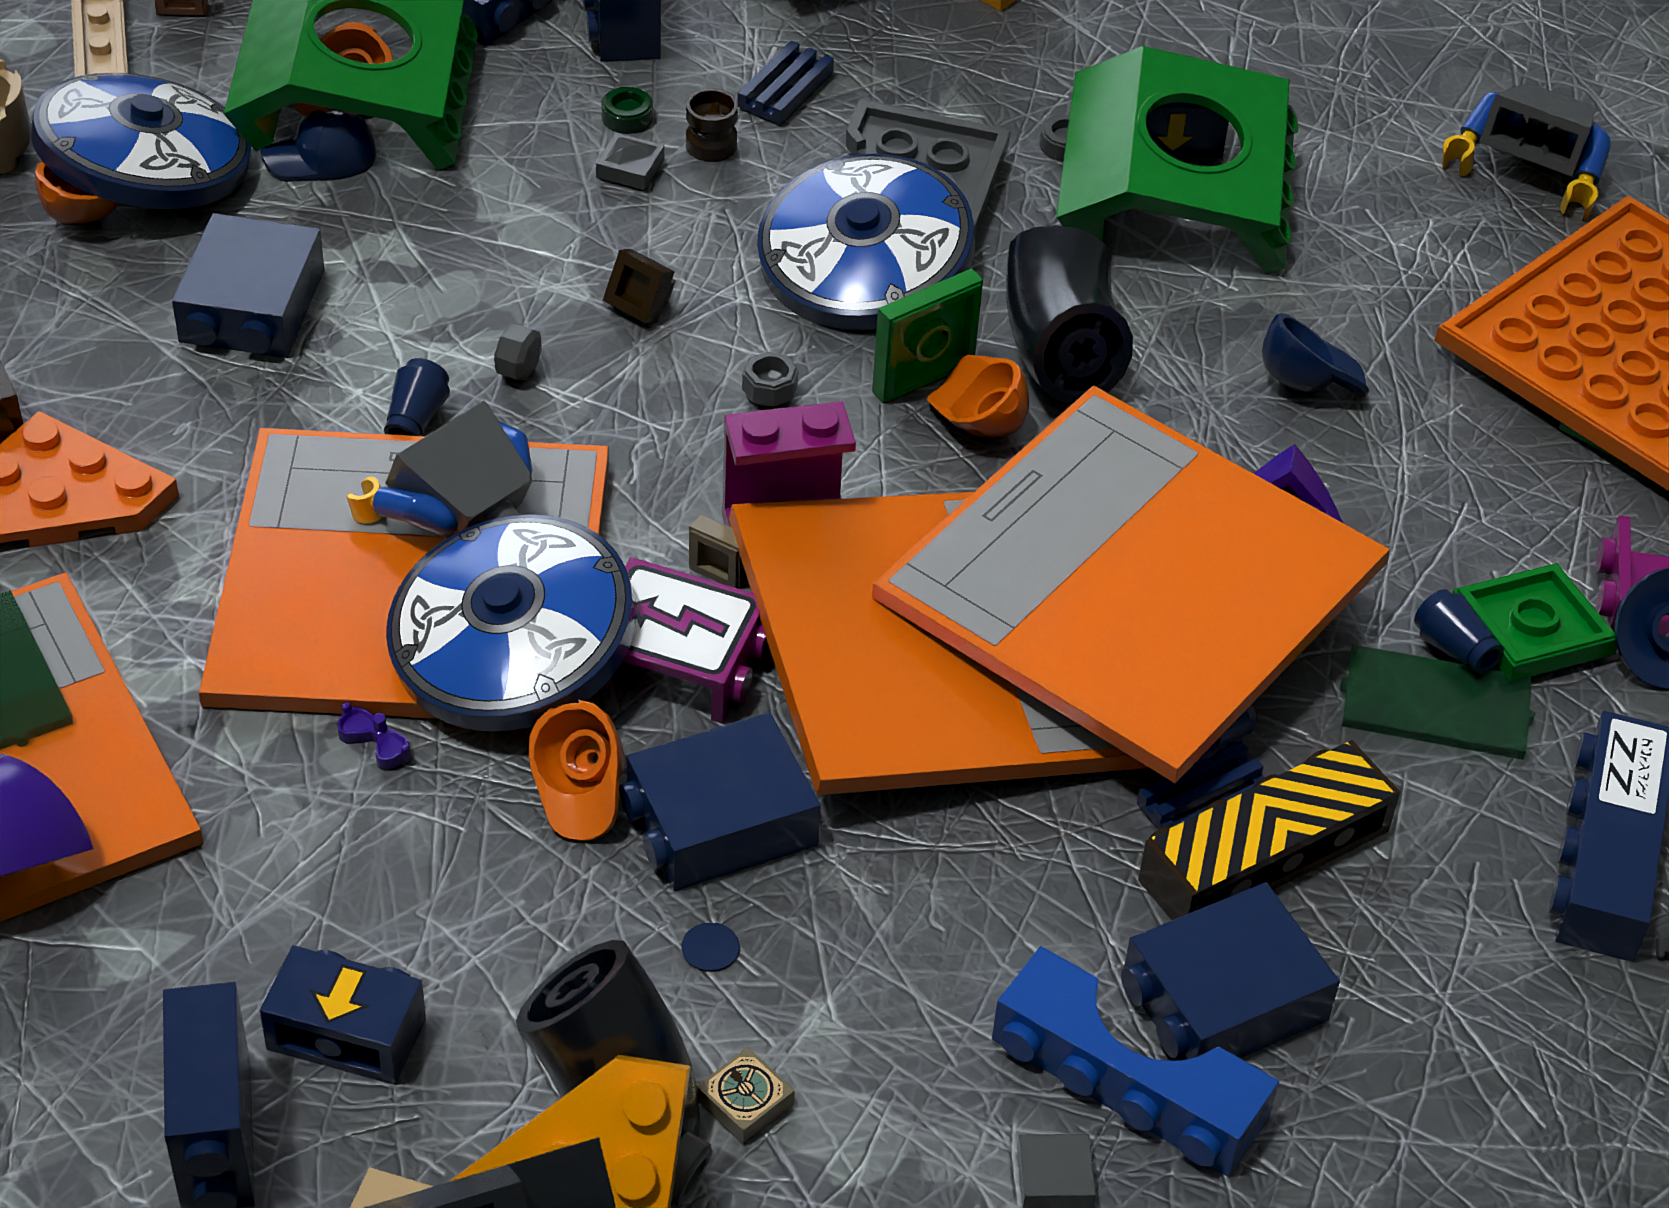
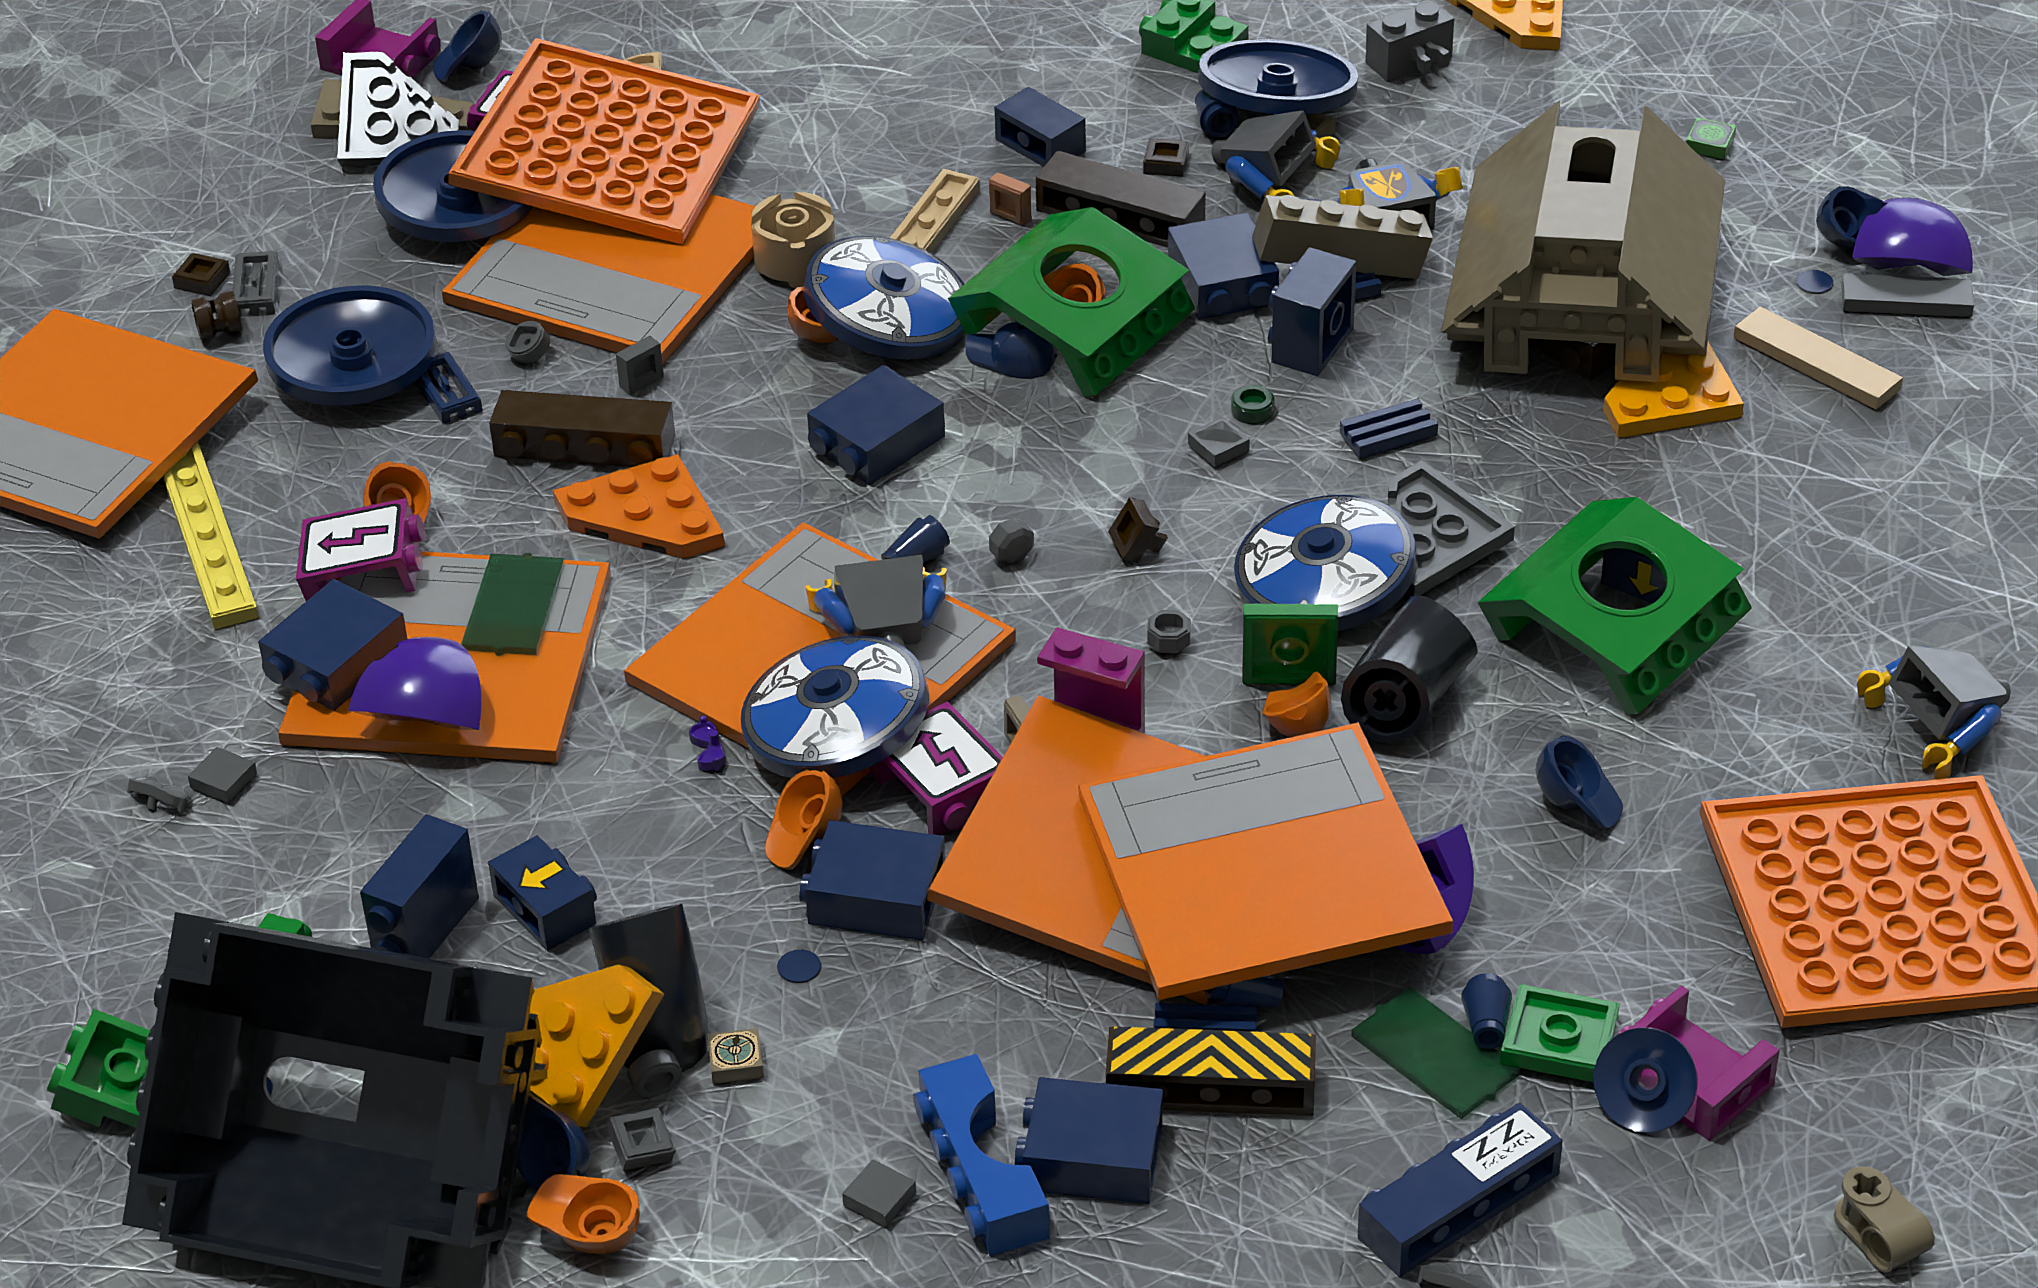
camera: 40 degrees right, 5 degrees down
(711, 124) = (1295, 436): dark brown wheel -> none

